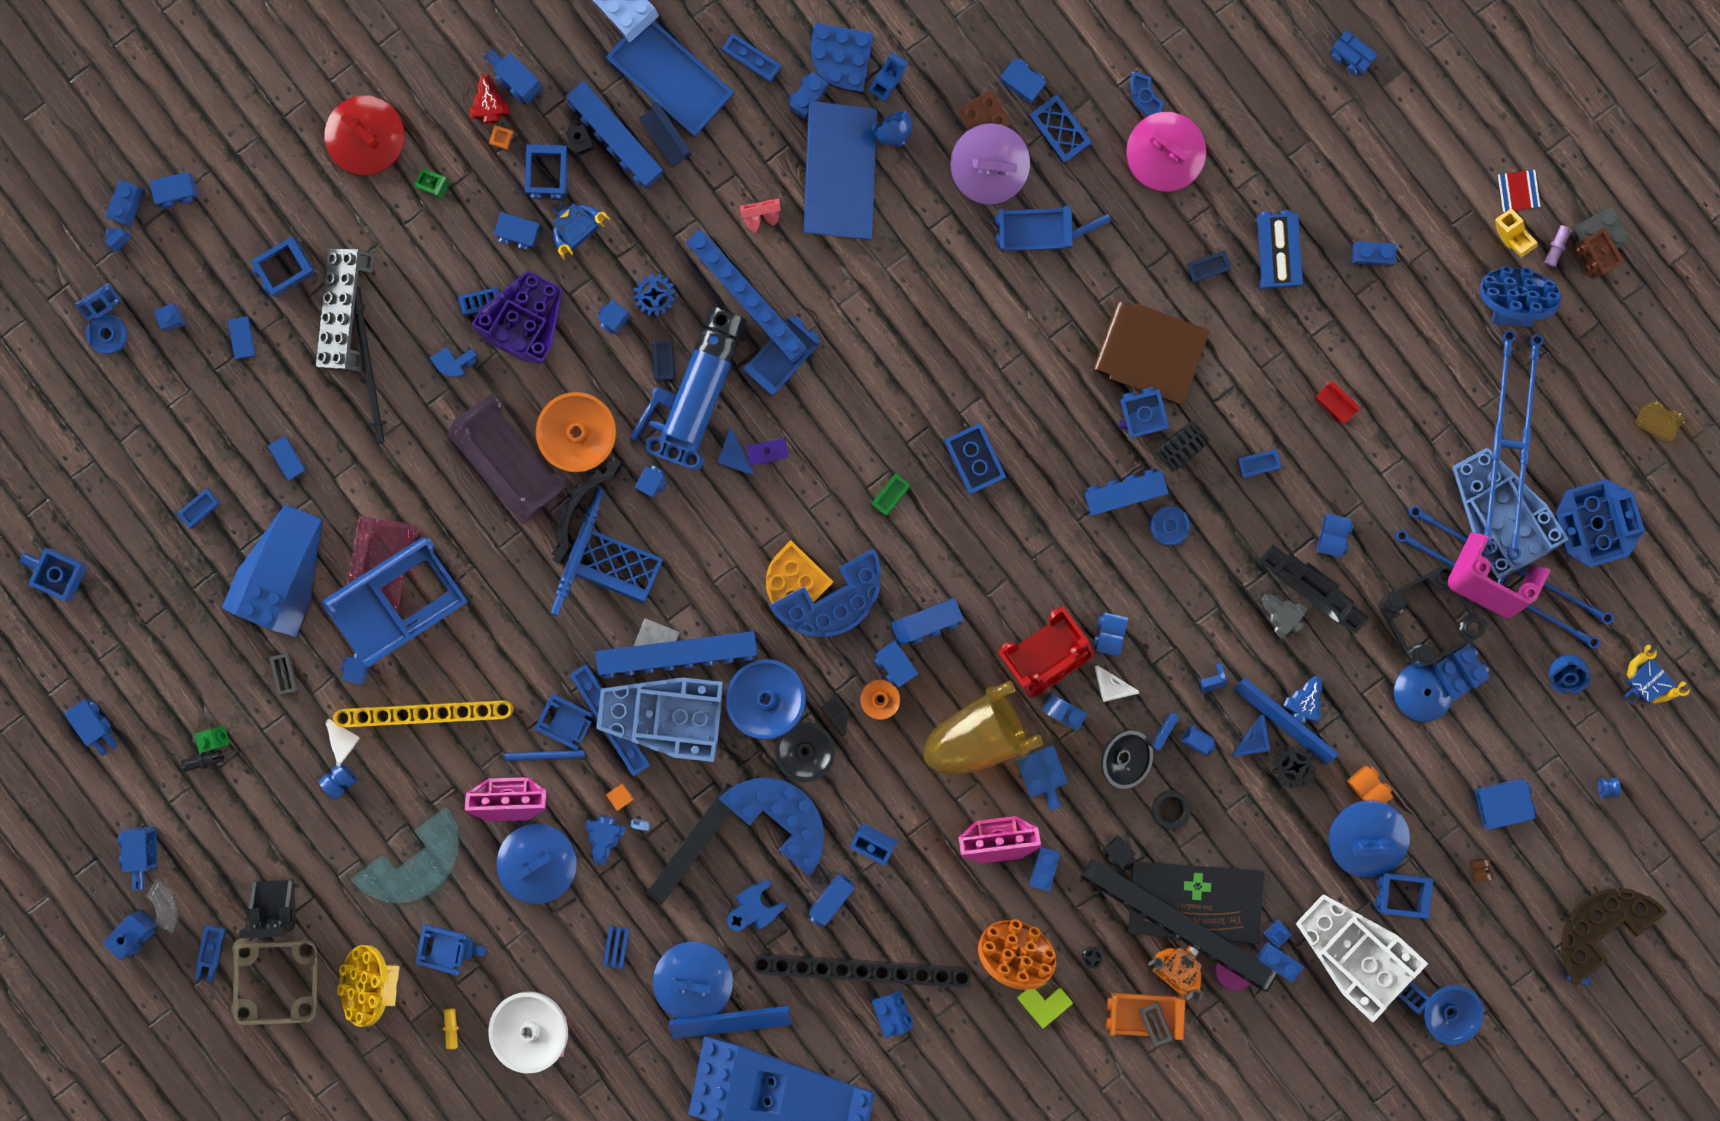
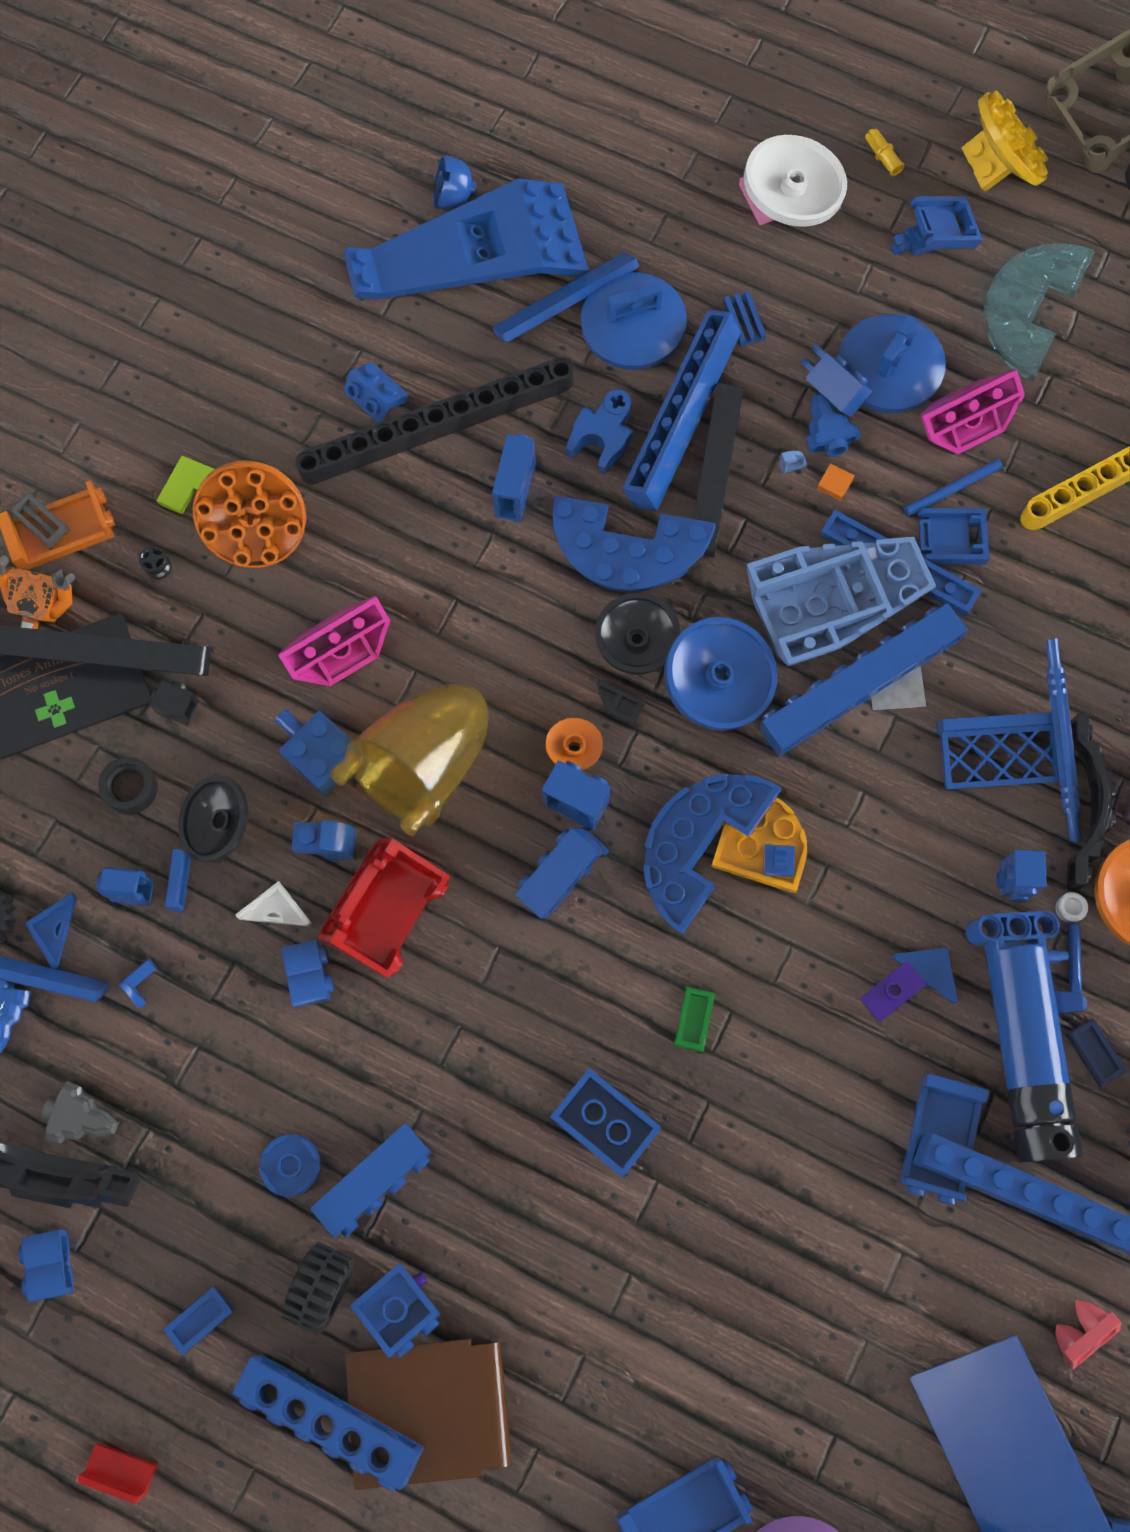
camera: 155 degrees right, 15 degrees down
(583, 866) = (836, 381): none -> blue hinge
(628, 450) = (1071, 907): none -> white tile
(695, 895) = (681, 410): none -> blue brick
(792, 563) = (778, 860): none -> blue tile
(873, 844) = (494, 565): blue brick -> none
(1044, 868) = (262, 637): blue brick -> none
(1173, 336) = (402, 1451): none -> blue brick

